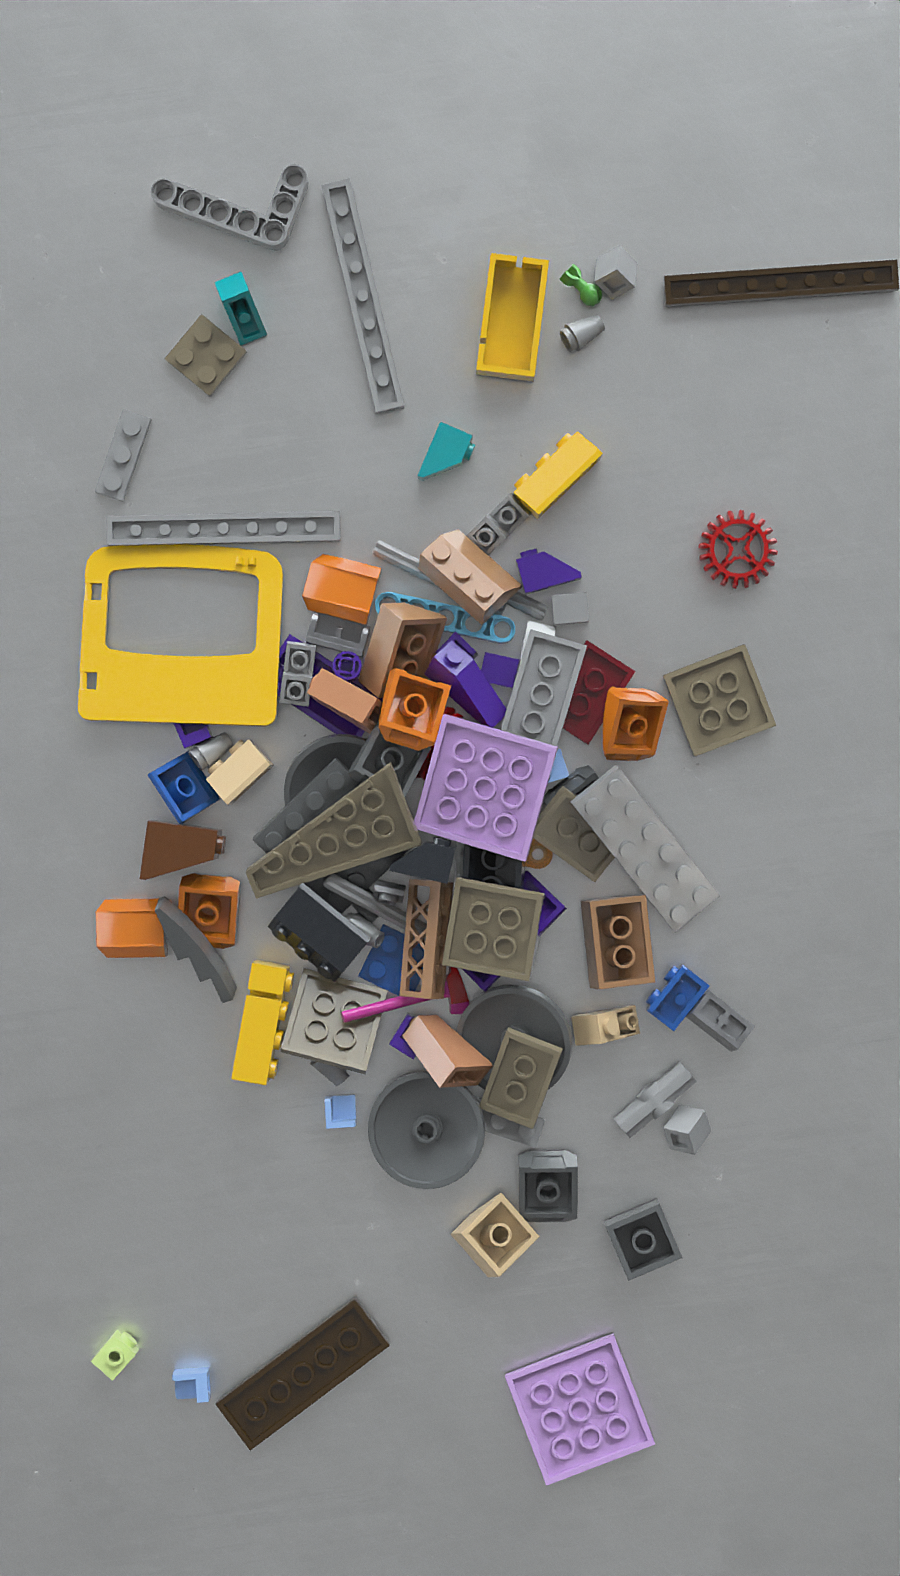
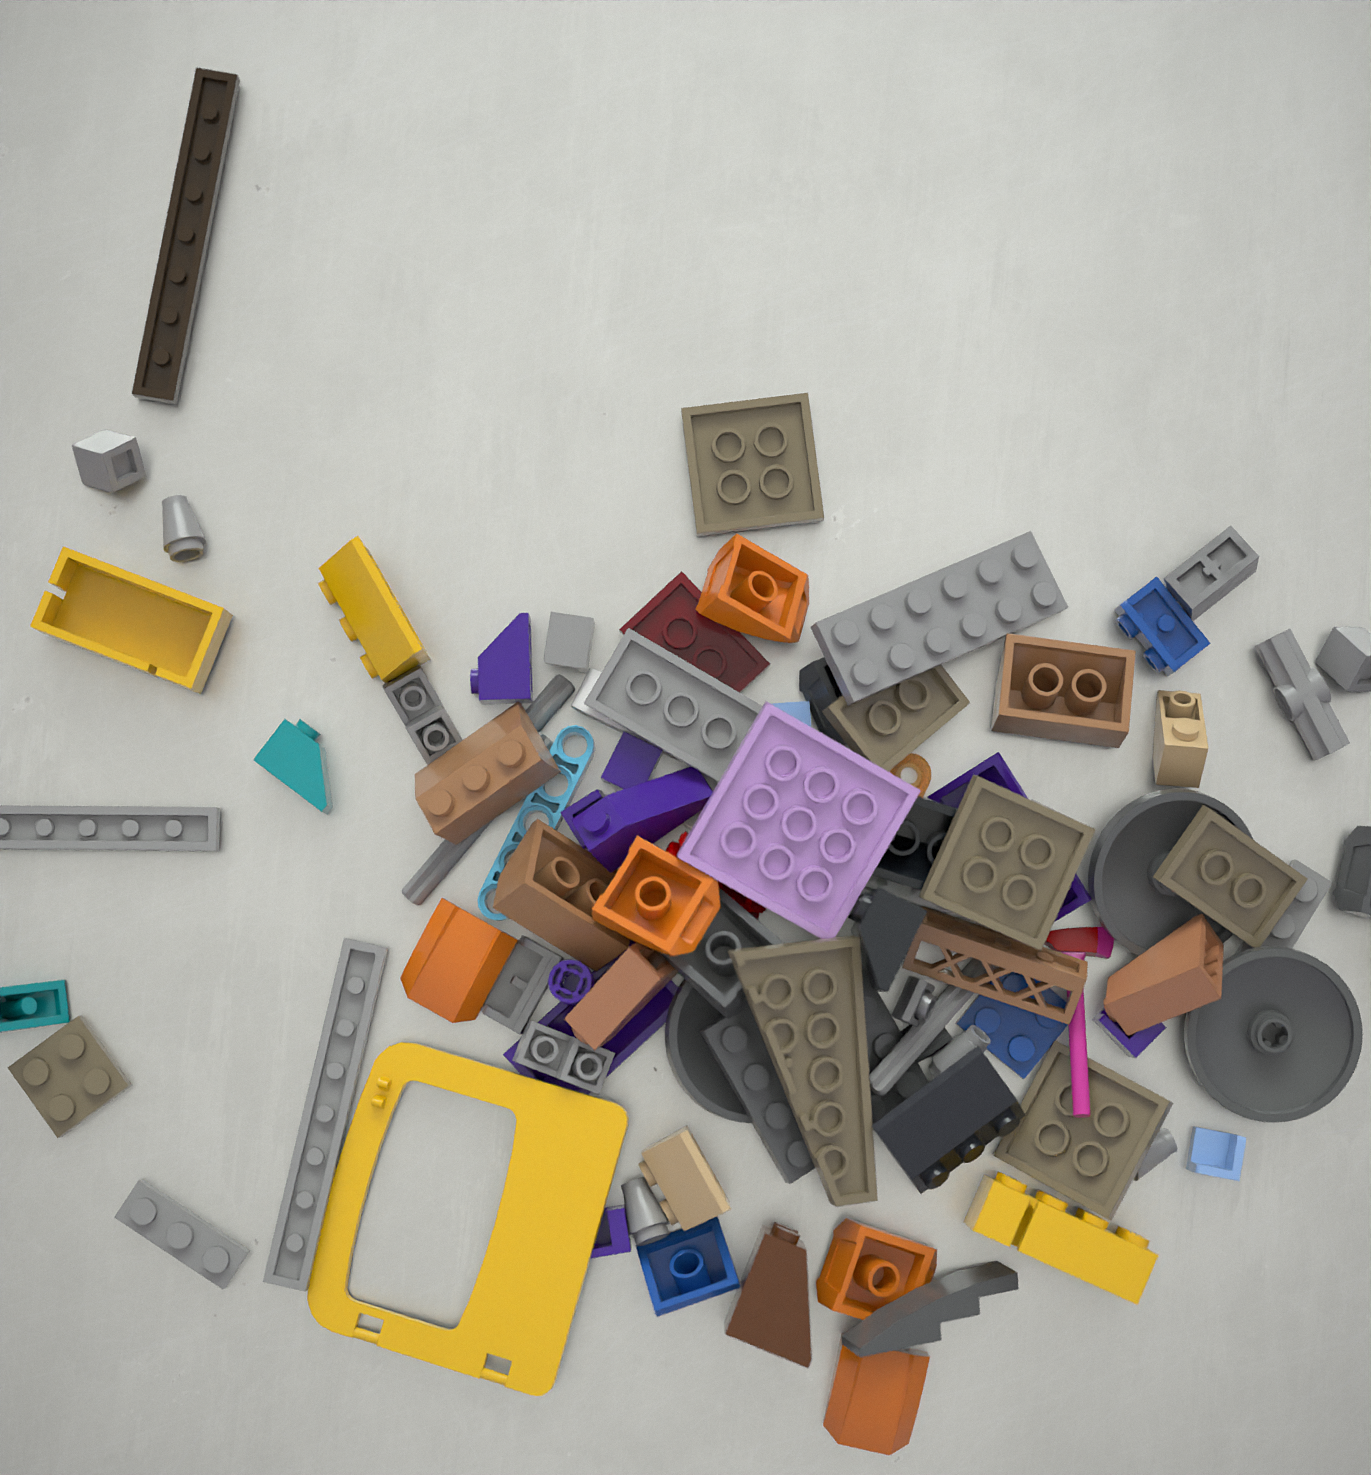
camera: 75 degrees left, 5 degrees down
(589, 292) = (128, 505): bright green arm -> none
(727, 540) = (530, 398): red gear -> none

